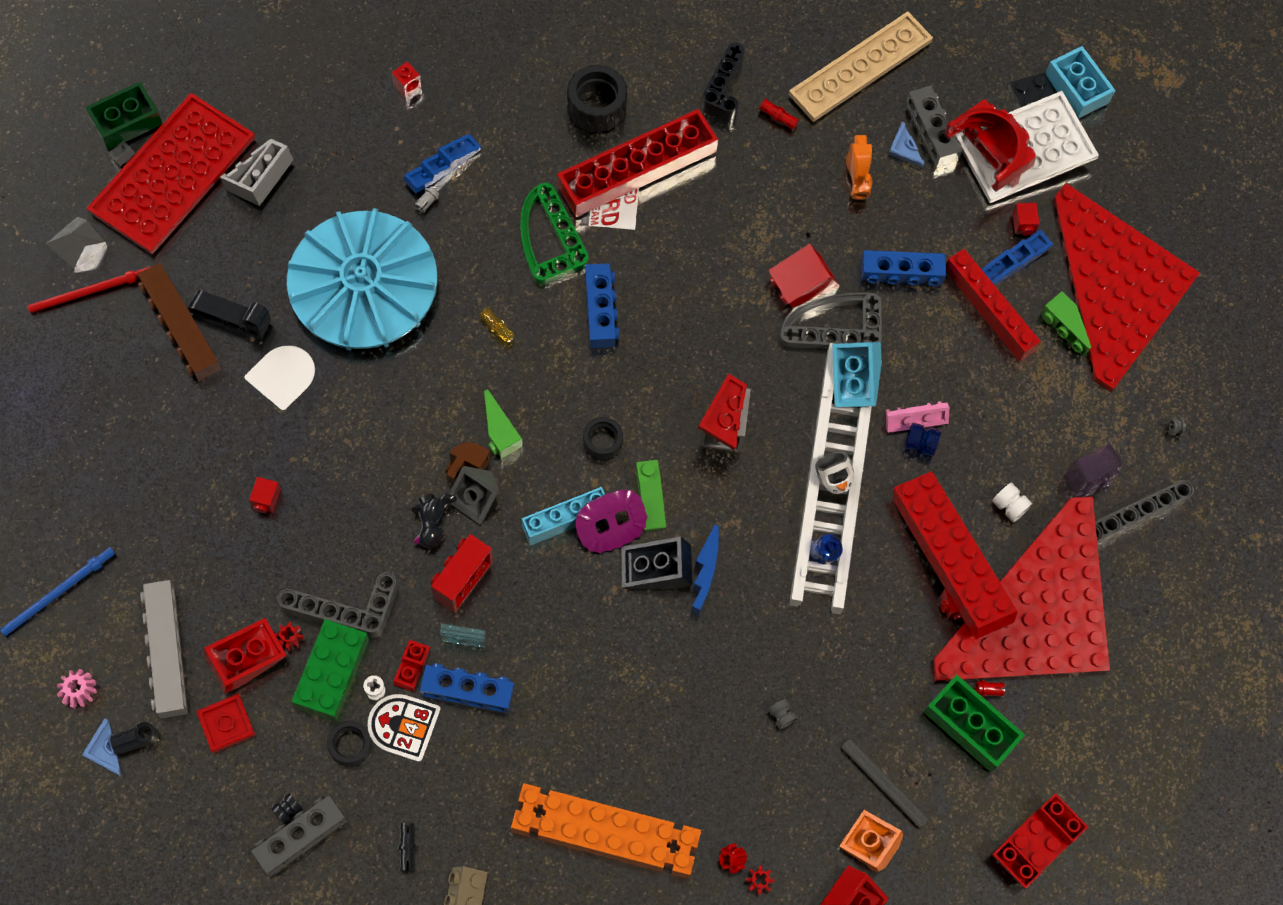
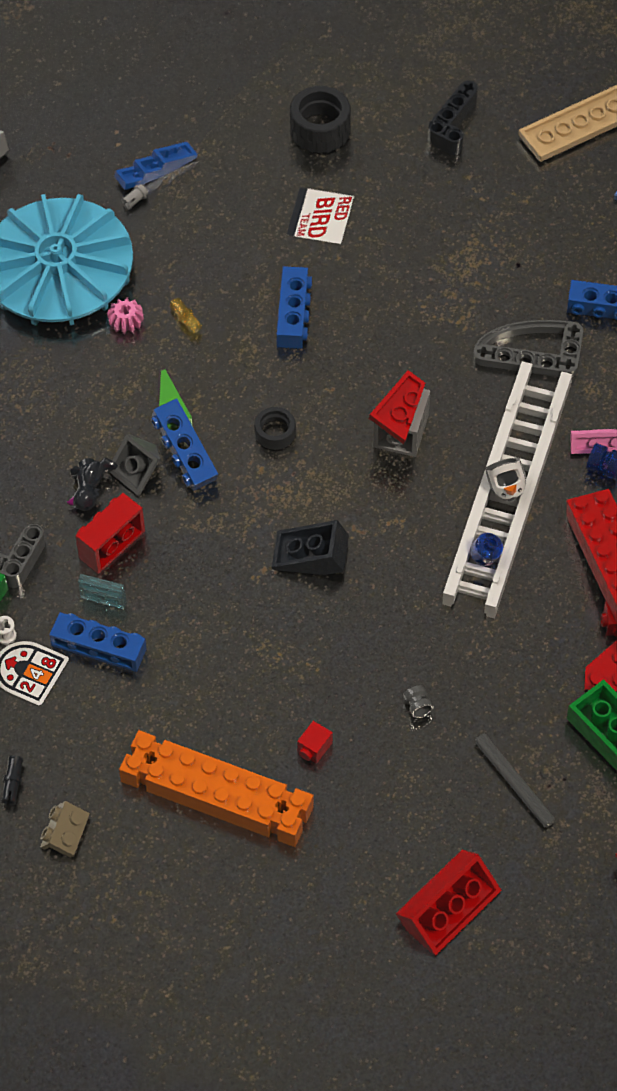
camera: 15 degrees right, 10 degrees down
(406, 79) = (132, 87): red brick -> none
(411, 665) = (46, 615): red slope -> none
(441, 325) = (125, 315): none -> bright pink gear
(468, 455) = (136, 426): reddish brown brick -> none
(531, 474) = (173, 413): none -> blue brick
(556, 518) = (225, 494): medium azure brick -> none
(569, 257) = (267, 262): green beam -> none
(606, 508) = (265, 486): magenta piece -> none
(637, 162) = (351, 180): red brick -> none
(651, 493) = (315, 484): bright green slope -> none
(691, 770) = (314, 742): none -> red brick
(706, 564) = (360, 555): blue slope -> none
(733, 858) = (343, 829): red gear -> none
(760, 873) = (365, 859): red gear -> none
(778, 114) = (505, 151): red pin -> none
(802, 277) = (505, 299): red slope -> none
(856, 373) = (544, 388): medium azure slope -> none
(858, 165) = (579, 203): orange hips -> none
(872, 841) = (492, 831): orange slope -> none

